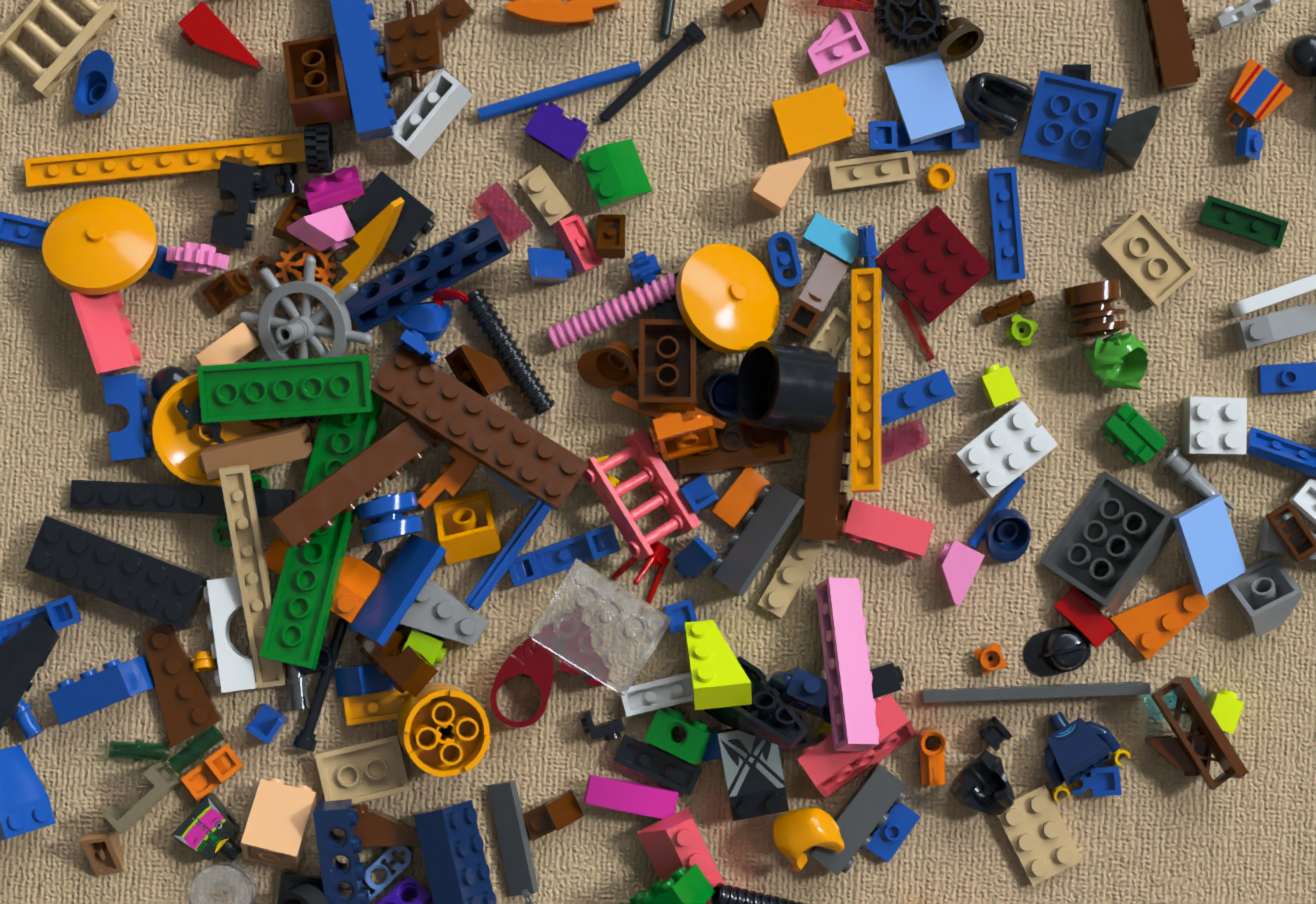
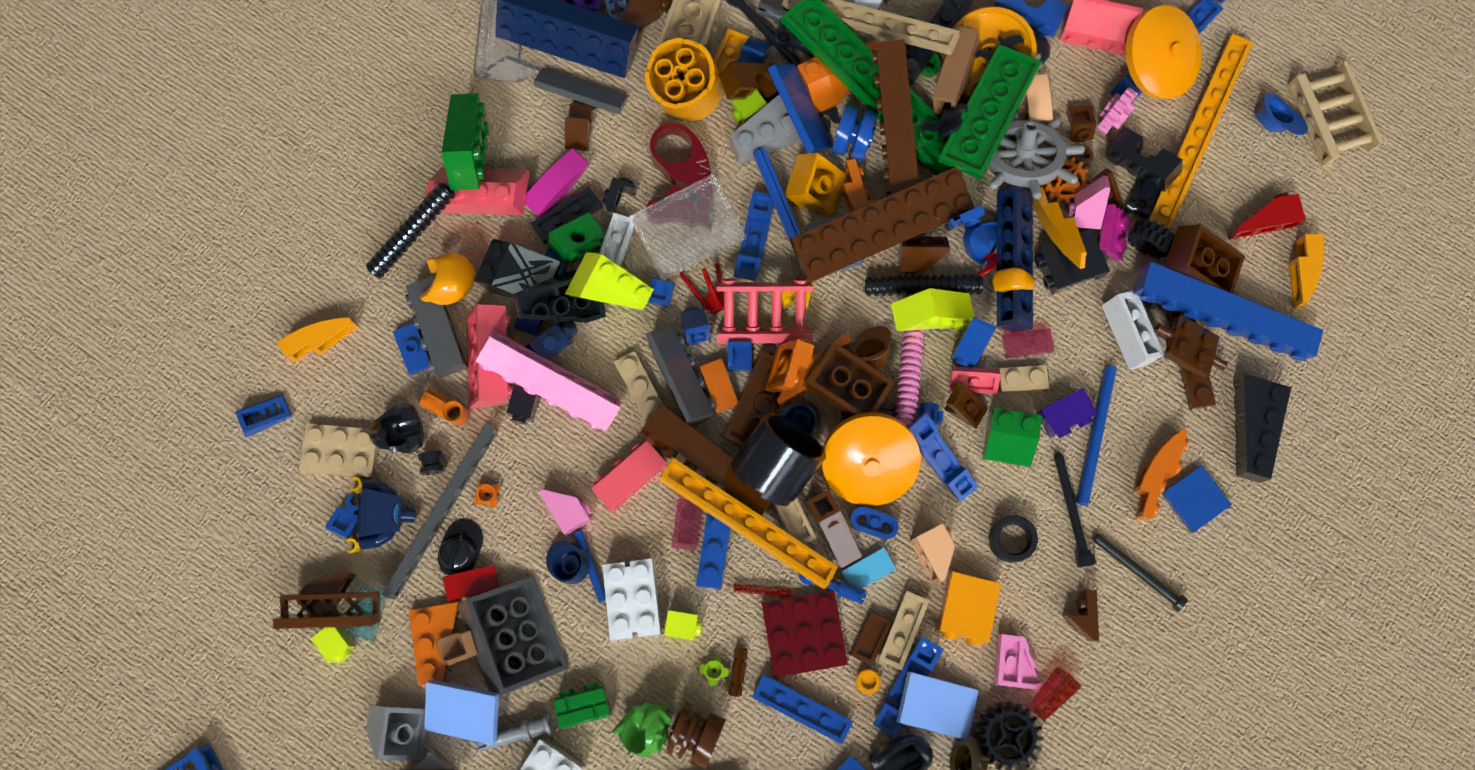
camera: 120 degrees right, 10 degrees down
(315, 426) = (952, 117): none -> black piece
(455, 262) = (1012, 279): none -> light orange hair
(537, 322) = (933, 310): none -> neon yellow wedge
(680, 229) = (941, 458): none -> blue slope
(720, 94) = (1026, 525): none -> black tyre
(897, 198) = (871, 638): none -> reddish brown tile
(1153, 589) = (456, 647): none -> medium nougat panel

